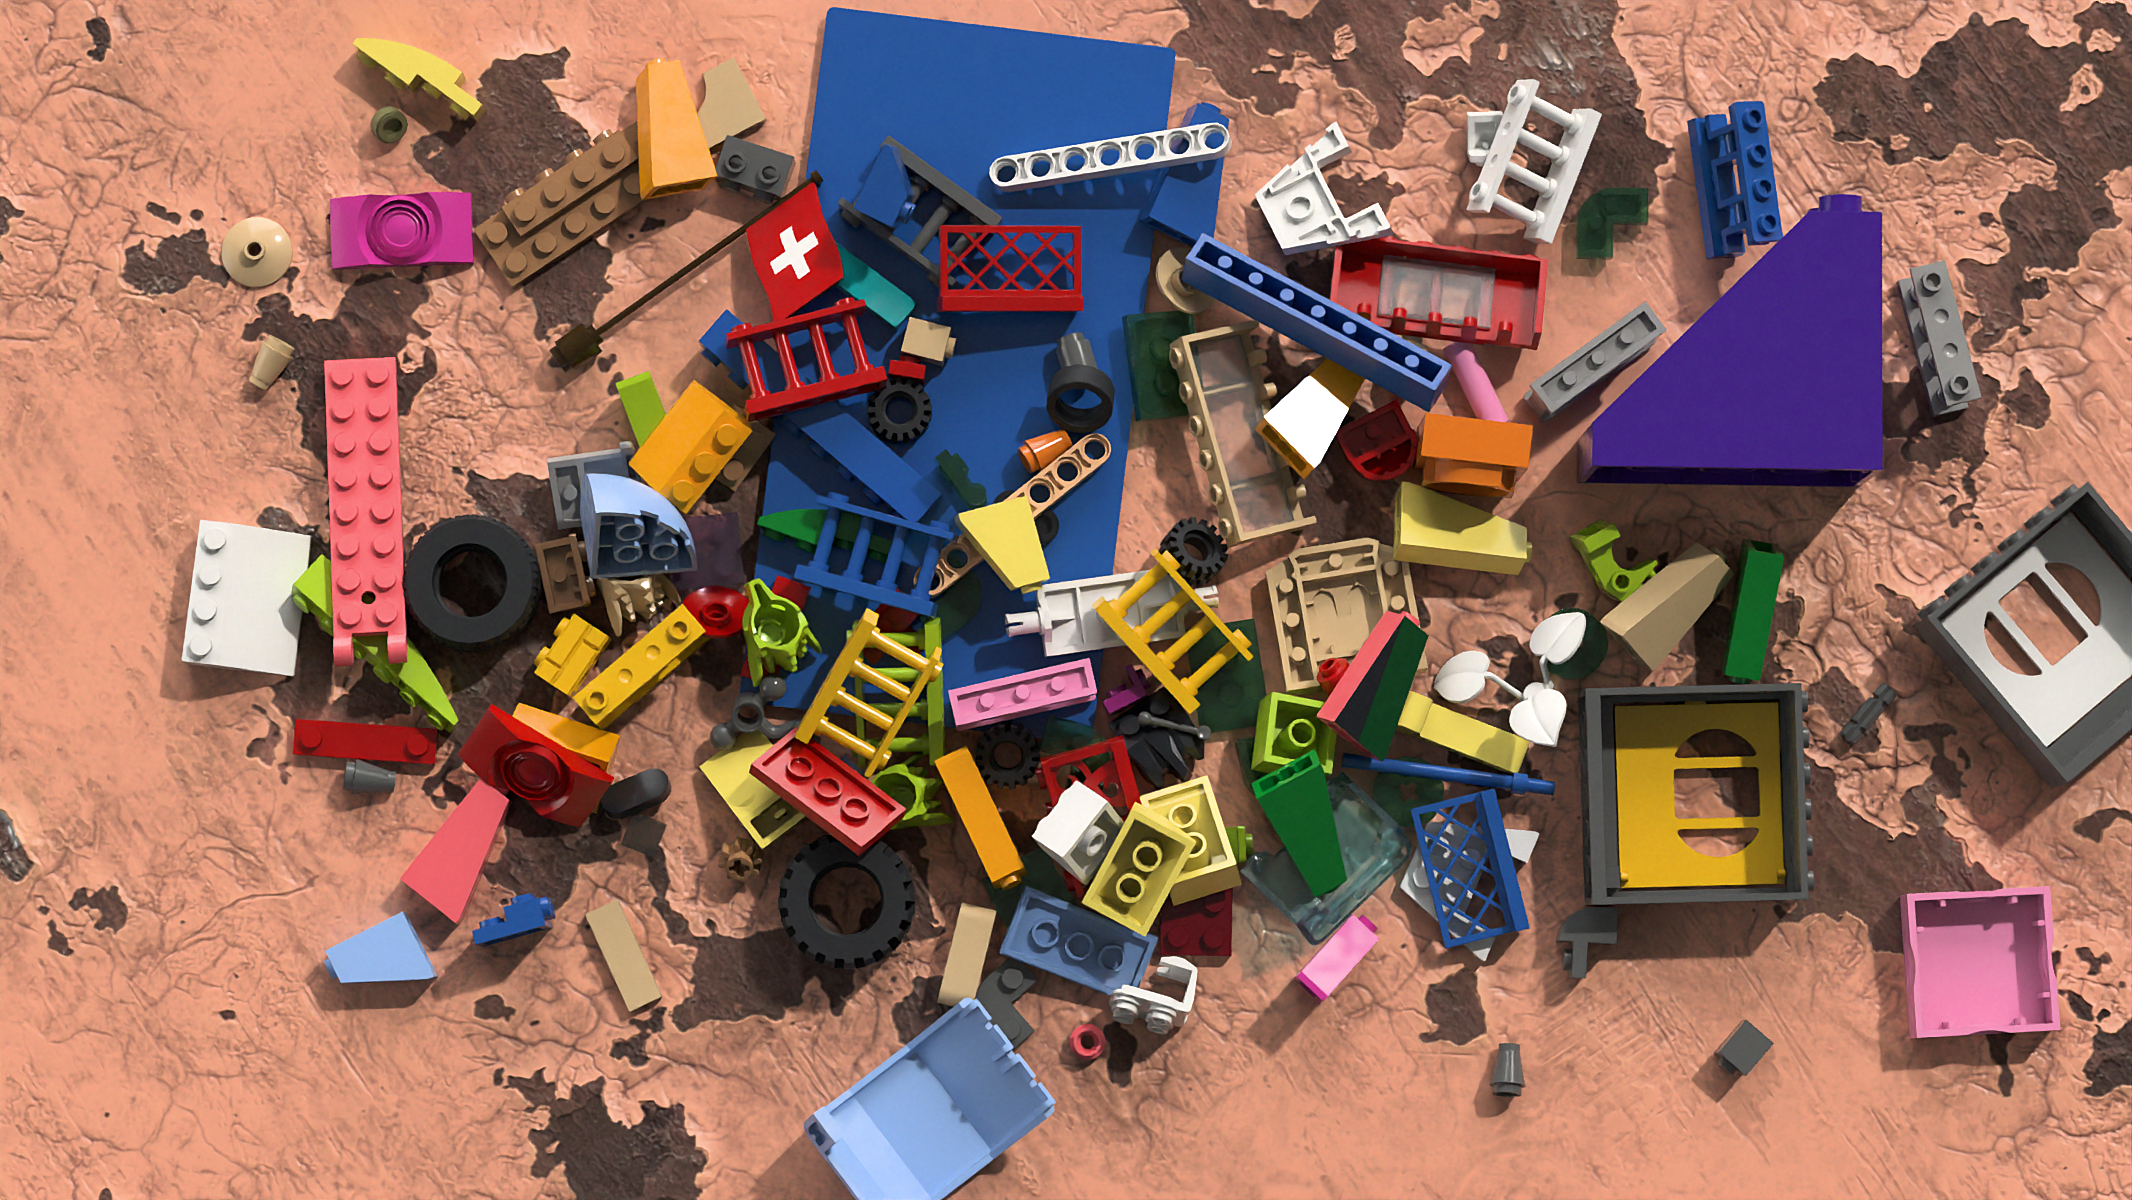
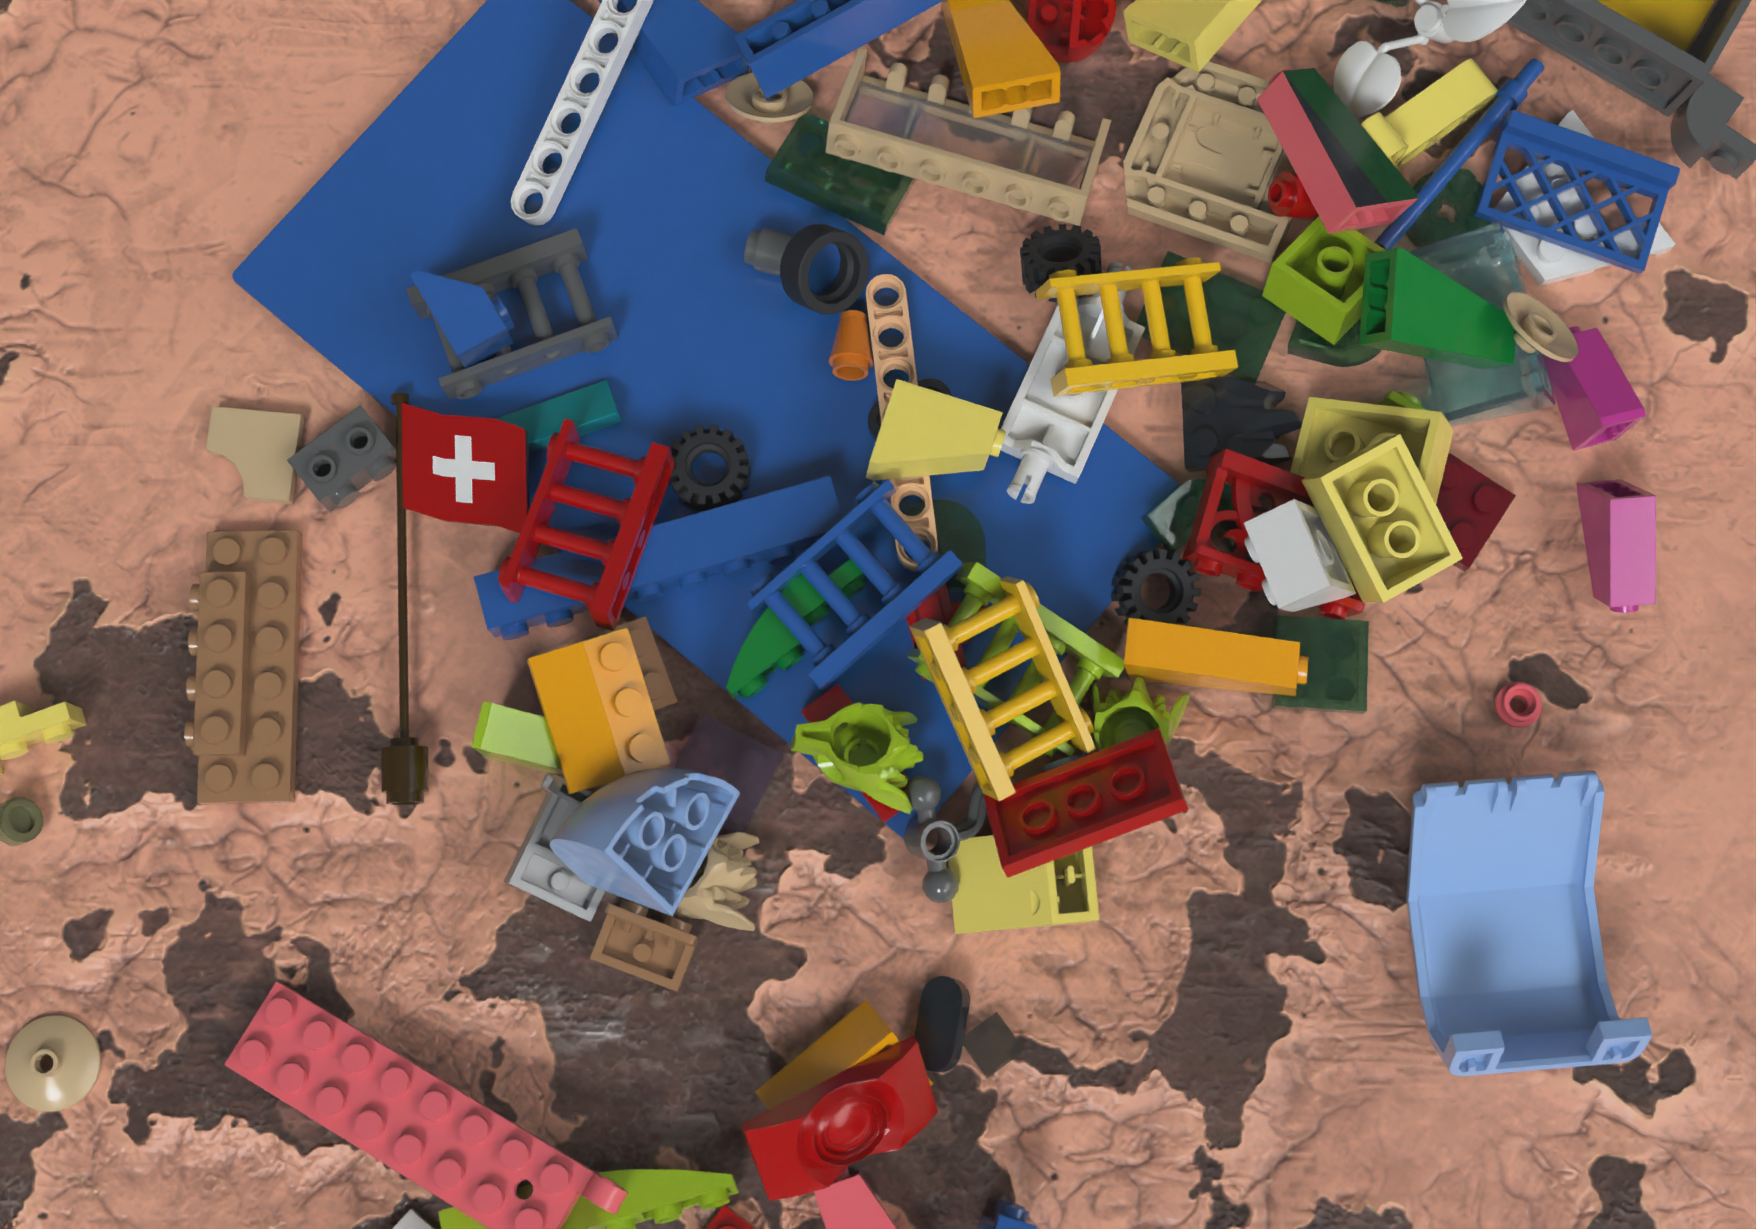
camera: 55 degrees left, 5 degrees down
(270, 361) = (183, 1128): tan cone -> none
(401, 230) = (142, 884): dark pink slope -> none
(443, 544) = (521, 1067): black tyre -> none
(571, 655) = (740, 997): yellow brick -> none
(623, 955) = (1114, 1155): tan tile -> none
(641, 667) = (807, 923): yellow fence -> none
(670, 135) = (243, 520): light orange slope -> none
(717, 610) = (797, 805): red dish -> none
(741, 859) = (1089, 952): medium nougat gear -> none
(837, 949) = (1274, 877): black tyre -> none
(907, 368) = (671, 426): red plate -> none
(928, 341) = (655, 392): tan brick -> none
(956, 473) = (823, 448): clear green plate -> none
(967, 954) = (1349, 773): tan beam -> none
(999, 993) = (1405, 758): dark grey plate -> none
(1010, 300) = (662, 285): red fence -> none
(1023, 694) = (1111, 522): bright pink fence -> none
(1076, 943) = (1408, 647): medium blue tile -> none
(1123, 698) = (1169, 434): magenta bracket -> none
(1157, 1010) = (1539, 604): white piece -> none
(1202, 732) = (1260, 373): dark grey hinge -> none
(1239, 1041) = (1619, 542): none -> dark pink slope
(1346, 897) = (1539, 328): none -> tan dish

